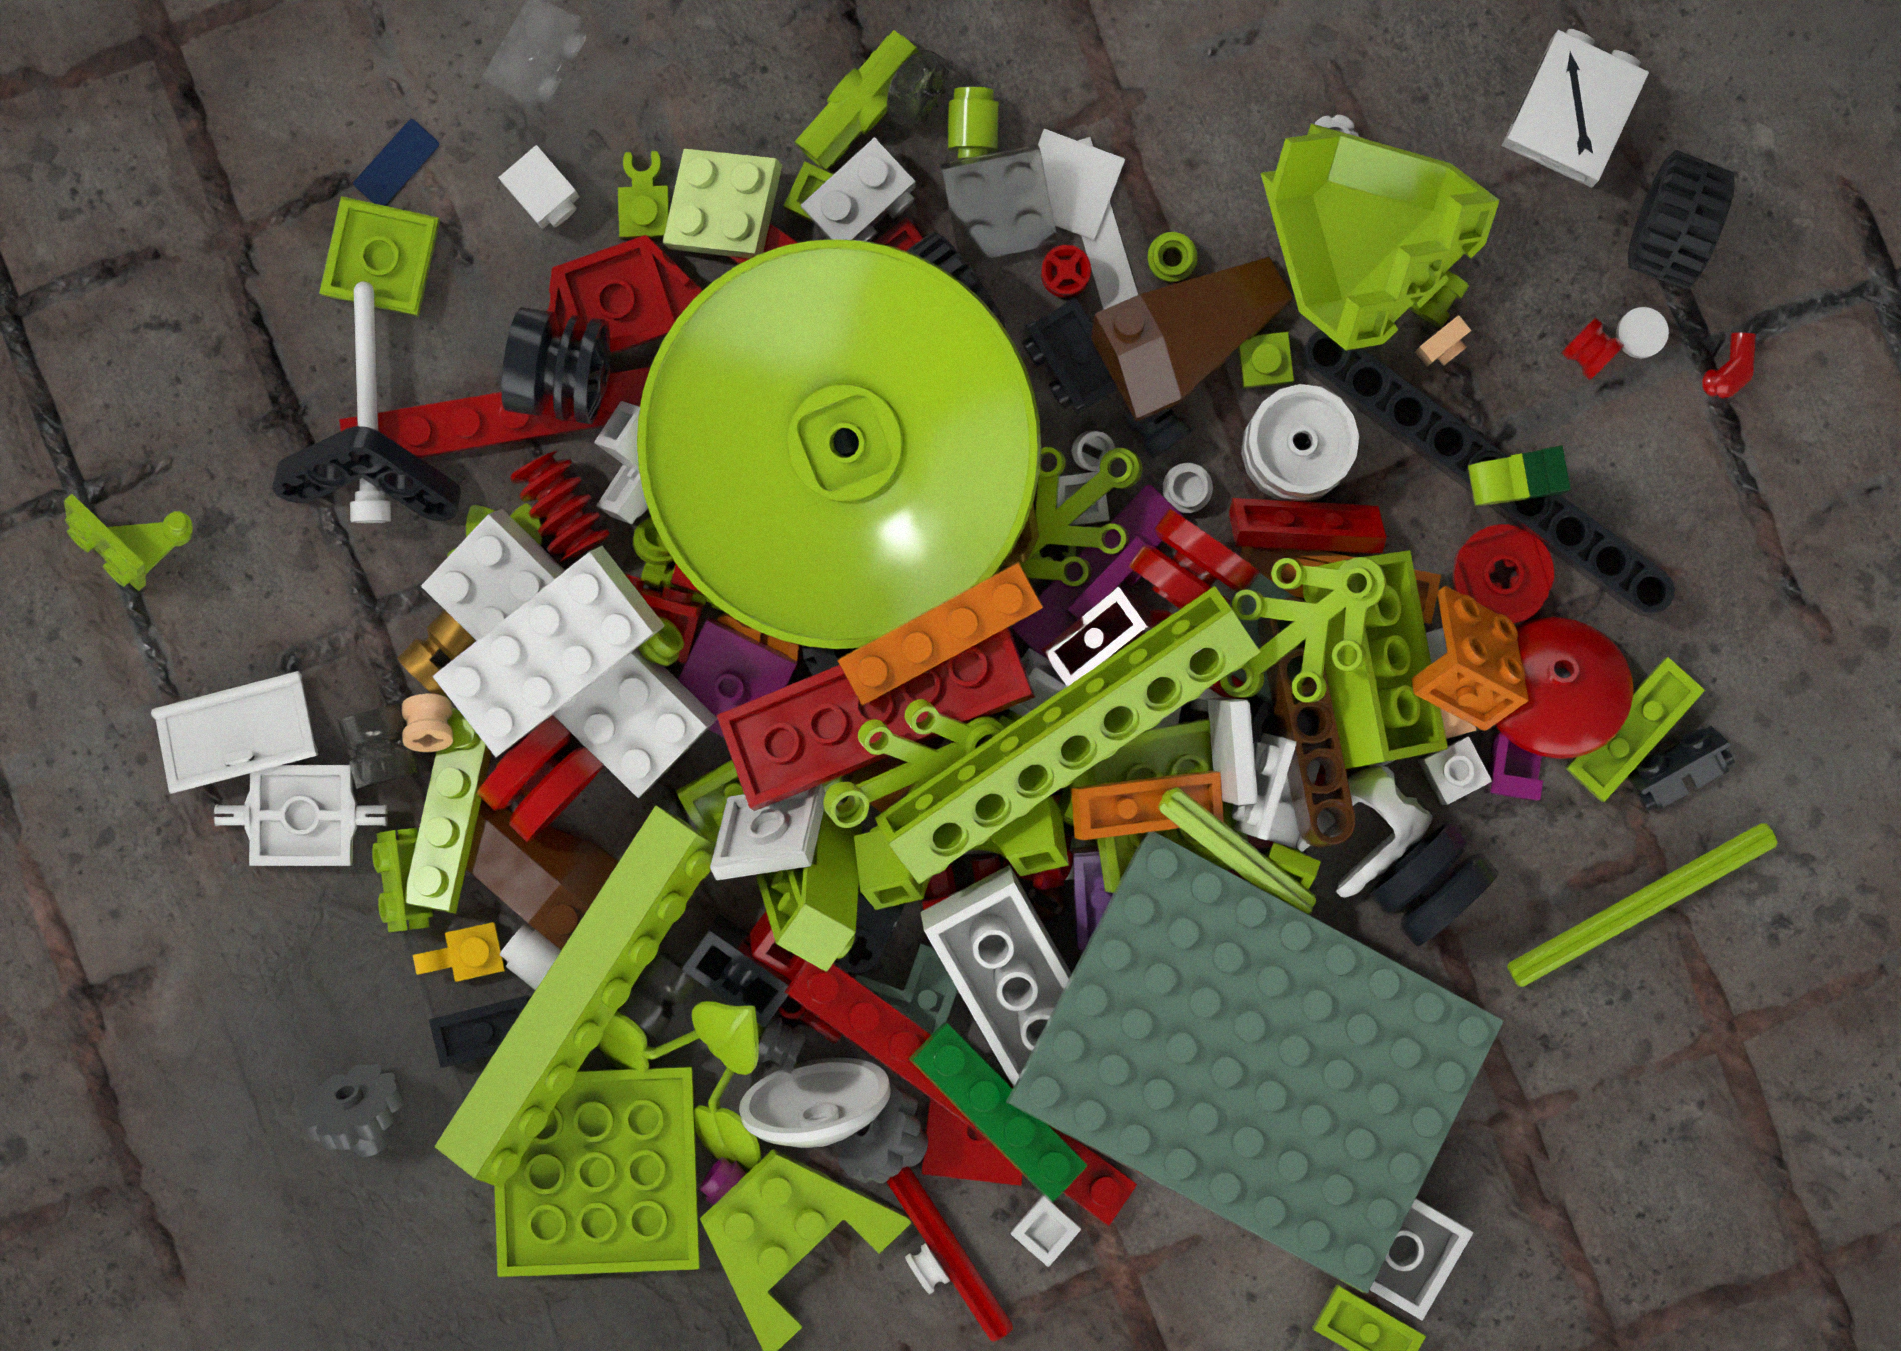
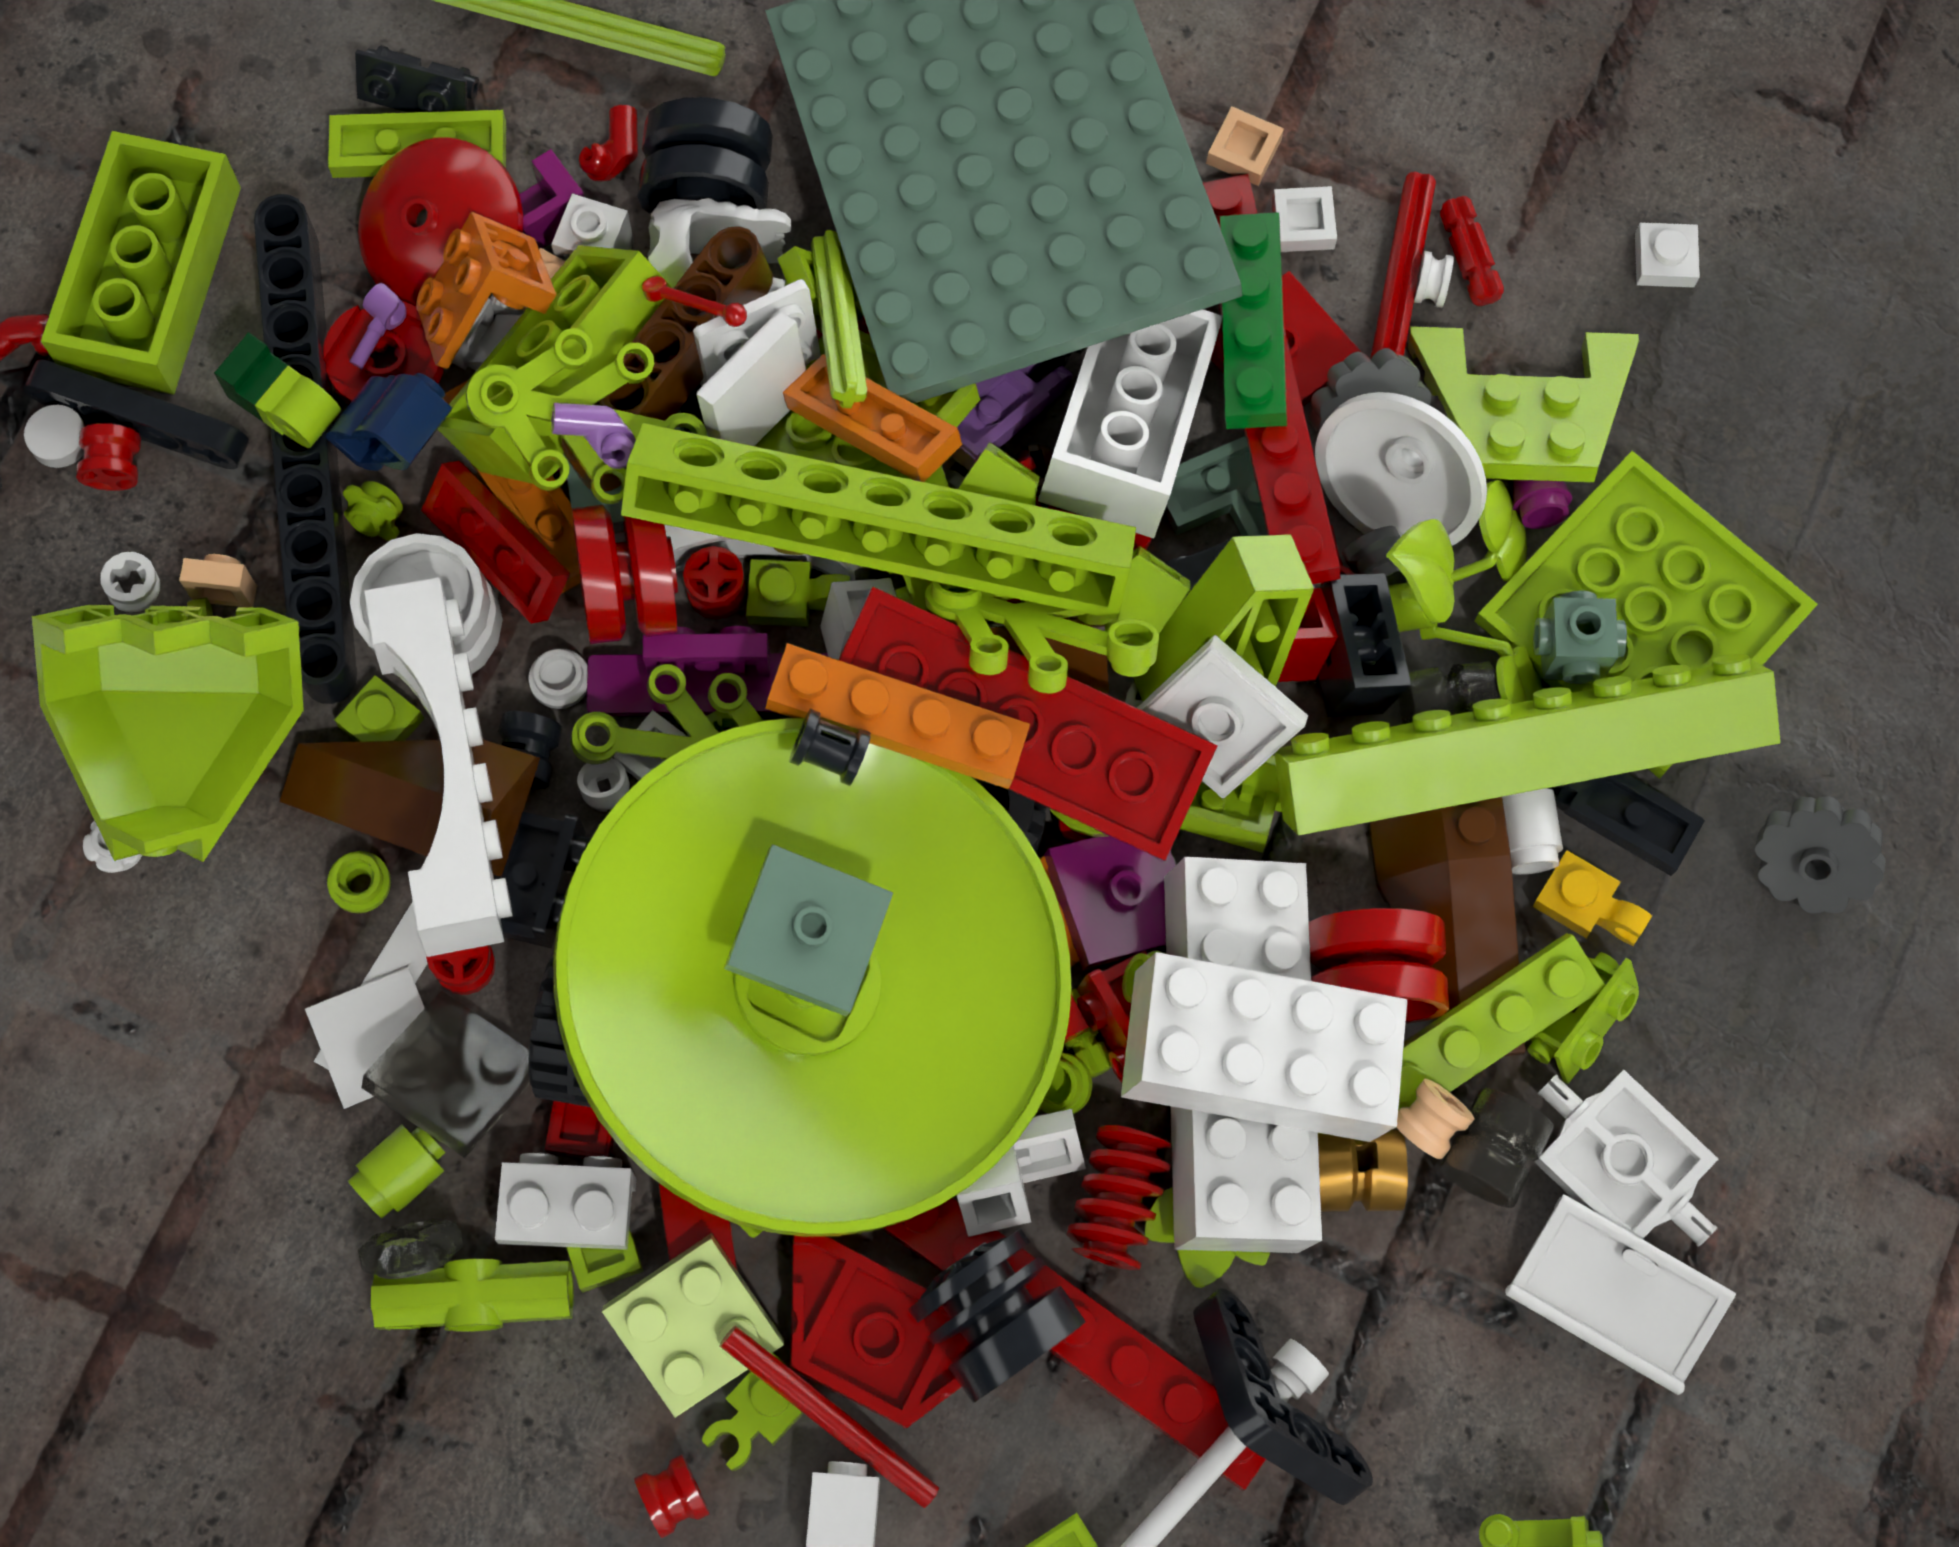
camera: 135 degrees left, 15 degrees down
(599, 230) = (829, 1416): none -> red bar
(626, 1085) = (1579, 638): none -> sand green brick
(641, 106) = (671, 1496): none -> red wheel
(860, 458) = (808, 930): none -> sand green plate
(924, 1315) = (1471, 251): none -> red axle
(954, 570) = (830, 747): none -> black bush
(1075, 283) = (455, 889): none -> white arch
(1099, 635) = (766, 597): brick -> none
(1130, 1245) = (1244, 145): none -> light nougat plate
(1282, 627) = (599, 426): none -> medium lavender arm
(1350, 751) = (657, 289): none -> red hinge
(1403, 475) = (373, 509): none -> lime plate
(1436, 528) = (390, 421): none -> dark blue brick
(1483, 290) = (119, 568): none -> white bush
(1511, 849) = (618, 152): none -> red arm
(1526, 600) = (387, 314): none -> medium lavender hand
(1607, 390) = (152, 418): none -> black beam
(1705, 482) = (142, 262): none -> lime brick

